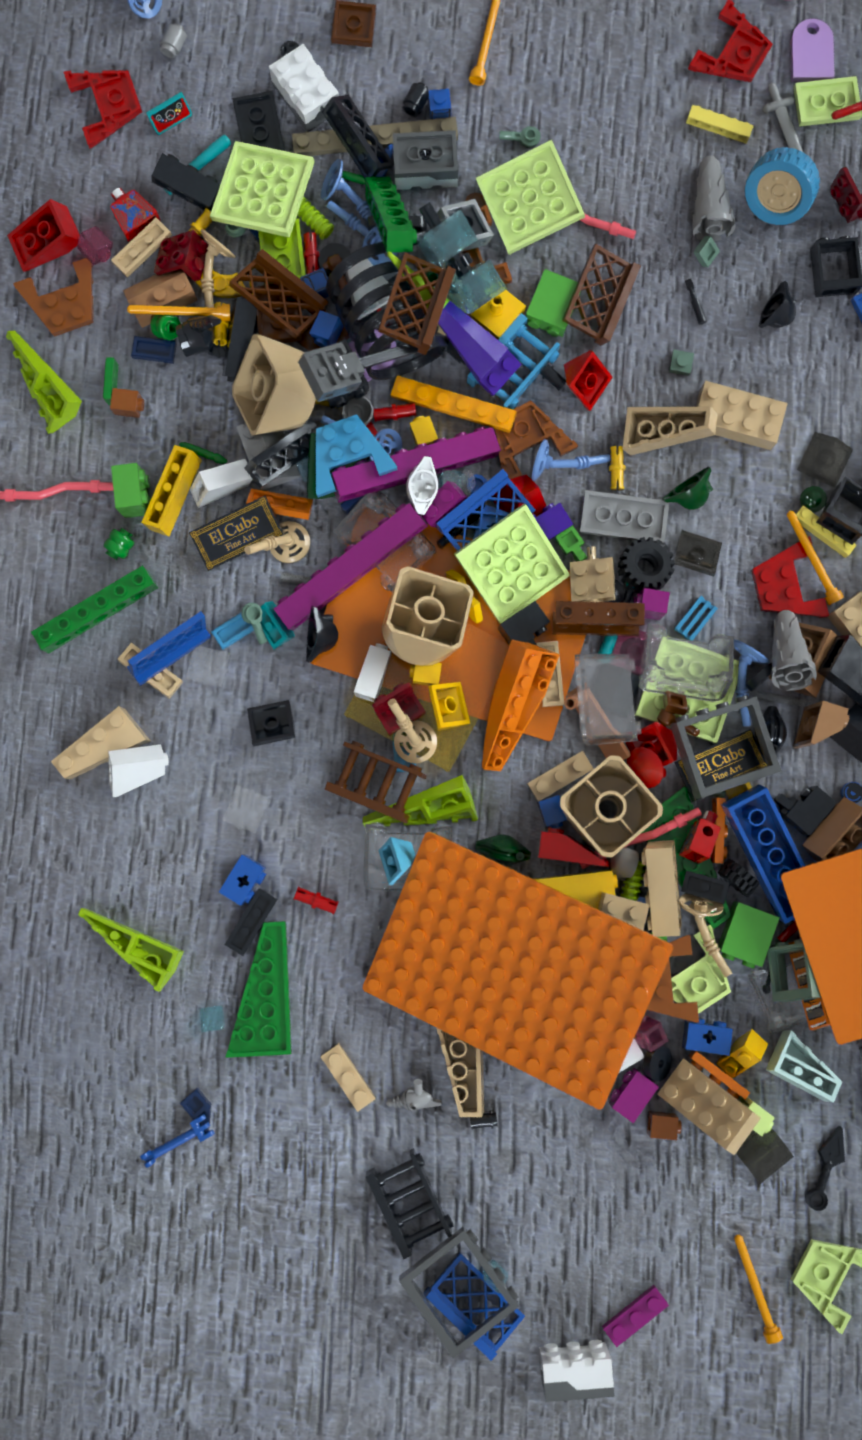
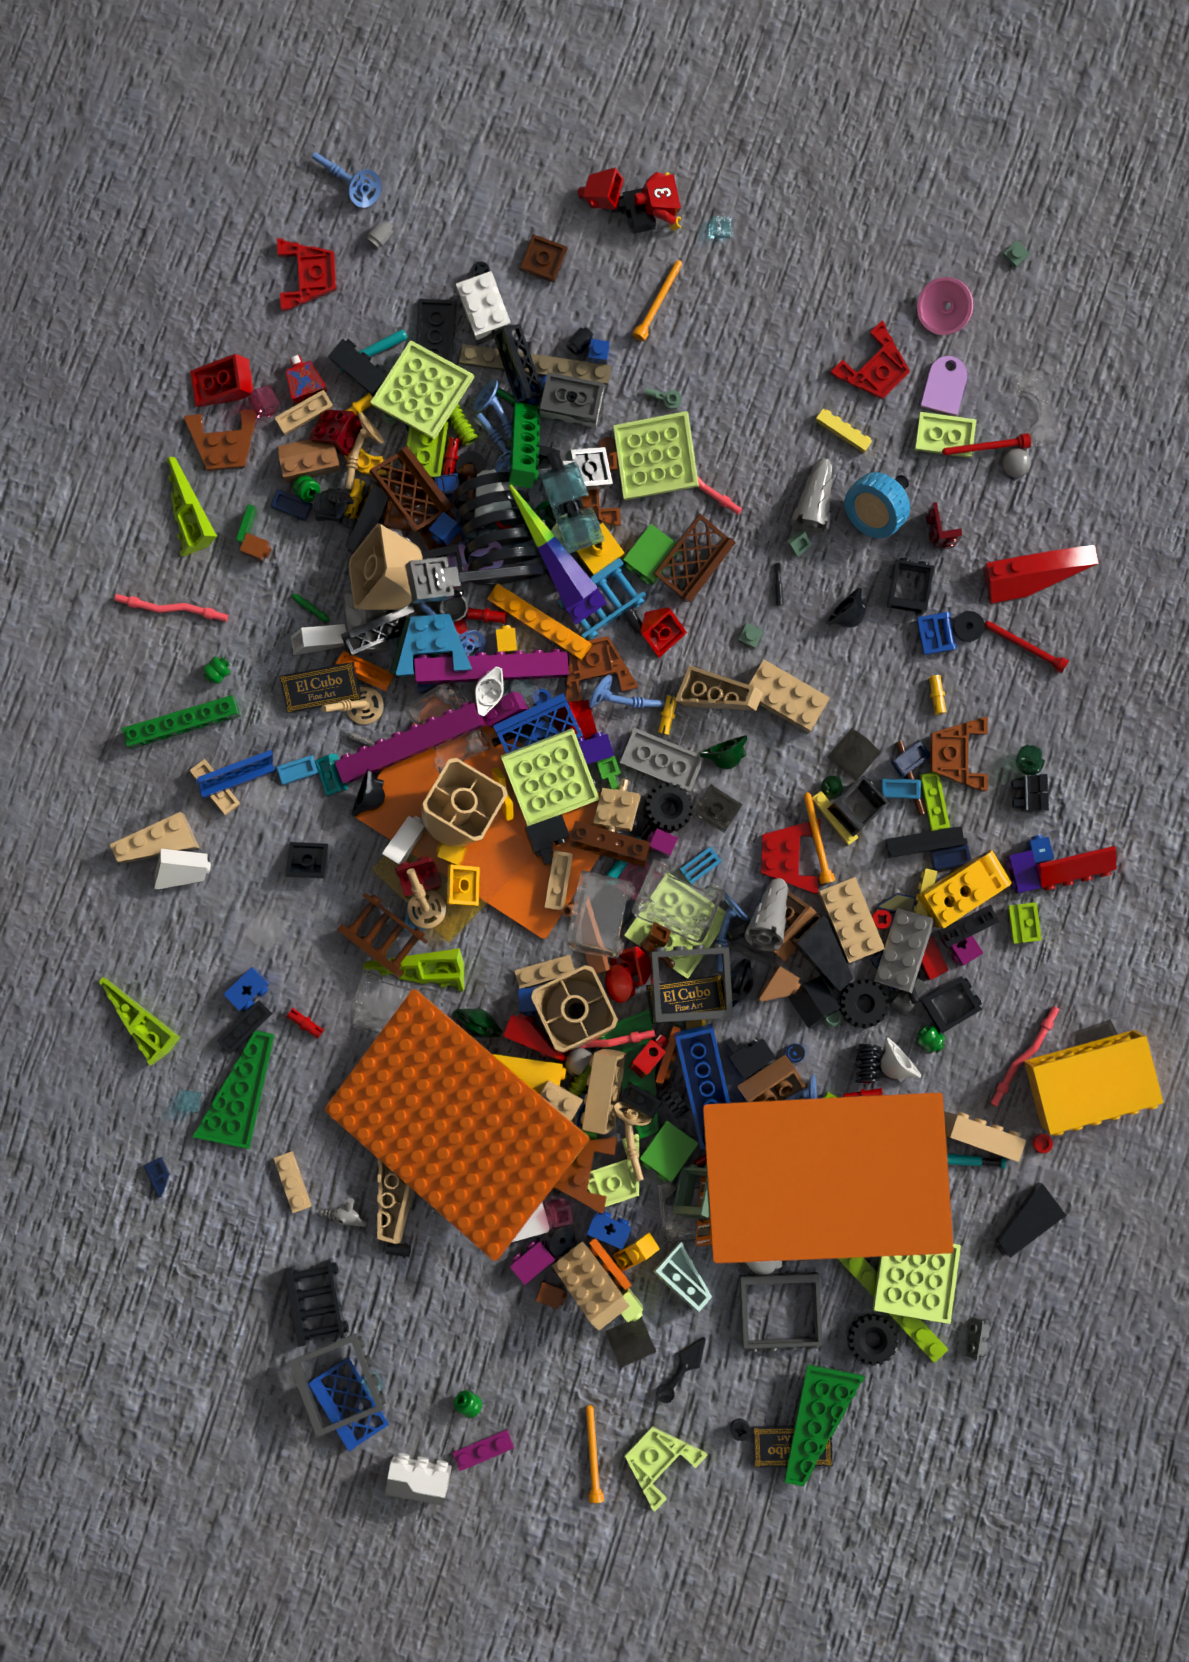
camera: 20 degrees right, 0 degrees up
(130, 489) = (239, 627): bright green brick -> none
(169, 113) = (359, 299): slope -> none
(171, 490) = (274, 635): yellow brick -> none
(197, 1130) = (152, 1192): blue hinge -> none
(221, 312) = (358, 490): light orange piece -> none
(252, 614) = (315, 761): sand green plate -> none
(396, 858) = (382, 1005): medium azure slope -> none
(435, 307) = (537, 542): reddish brown fence -> none
(515, 699) = (522, 895): orange wedge -> none
(606, 1271) = (467, 1404): none -> green piece
(779, 106) = (903, 441): light grey sword -> none

